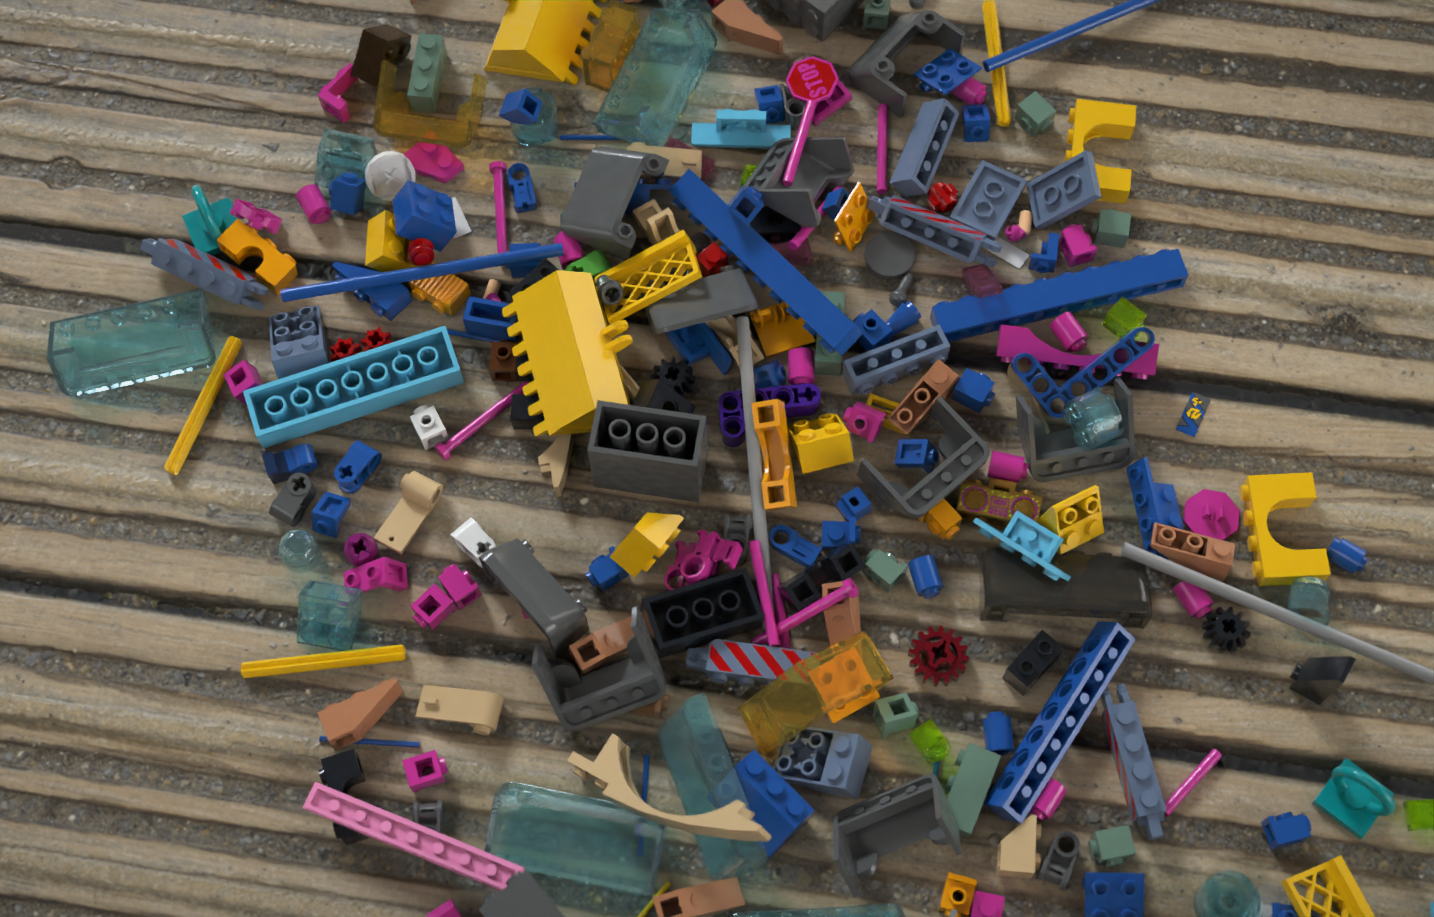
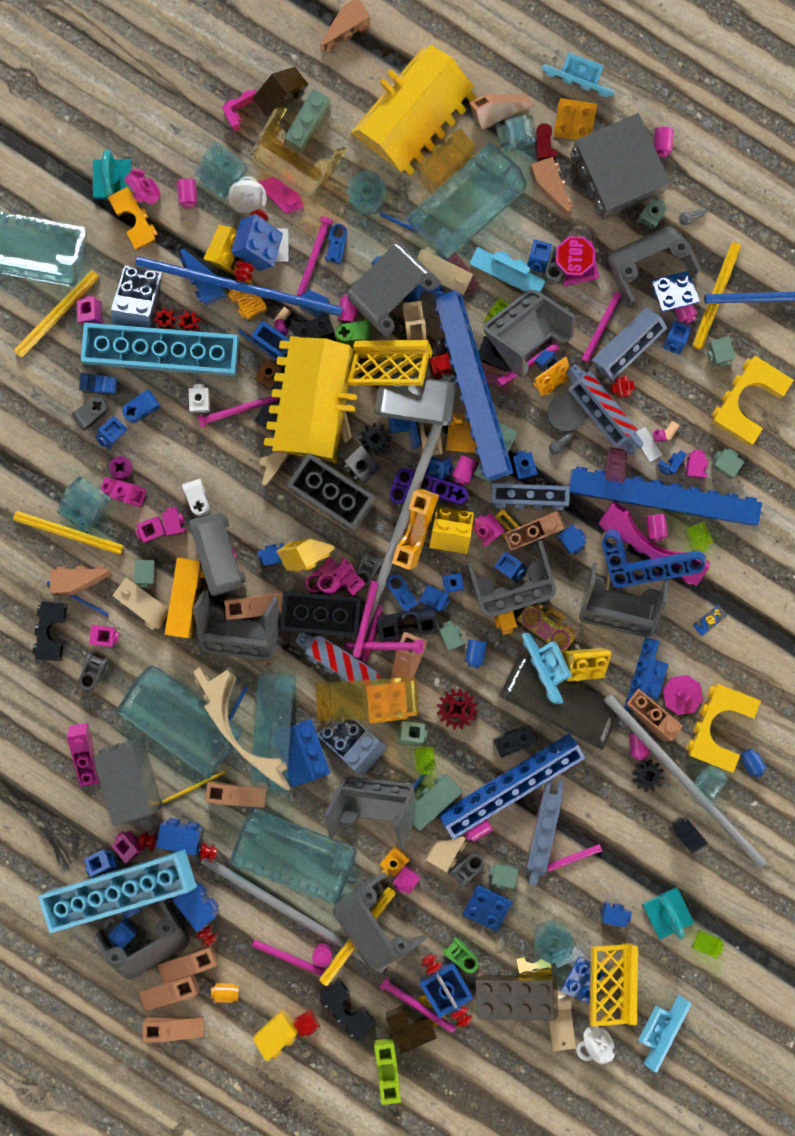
camera: 20 degrees right, 20 degrees up
(205, 271) = (92, 214): sand blue hinge -> none
(299, 551) = (80, 450): clear light blue helmet -> none
(347, 193) = (212, 196): blue brick -> none
(410, 837) = (78, 679): bright pink tile -> none
(417, 501) = (163, 455): tan door -> none
(447, 663) = (145, 573): none -> sand green brick
(514, 669) = (183, 598): none -> light orange brick
(521, 107) = (358, 189): blue brick -> none
(609, 290) = (358, 360): dark grey cone -> none
(746, 204) = (477, 342): blue brick -> none
(799, 143) = (542, 302): dark pink bar -> none
(903, 317) = (550, 465): blue cone -> none
(988, 199) = (653, 403): sand blue plate -> none
(998, 733) = (469, 775): blue brick -> none
(1007, 467) = (566, 603): dark pink brick -> none
(1063, 190) = (706, 424): sand blue plate -> none
(1093, 418) = (635, 601): clear light blue brick -> none

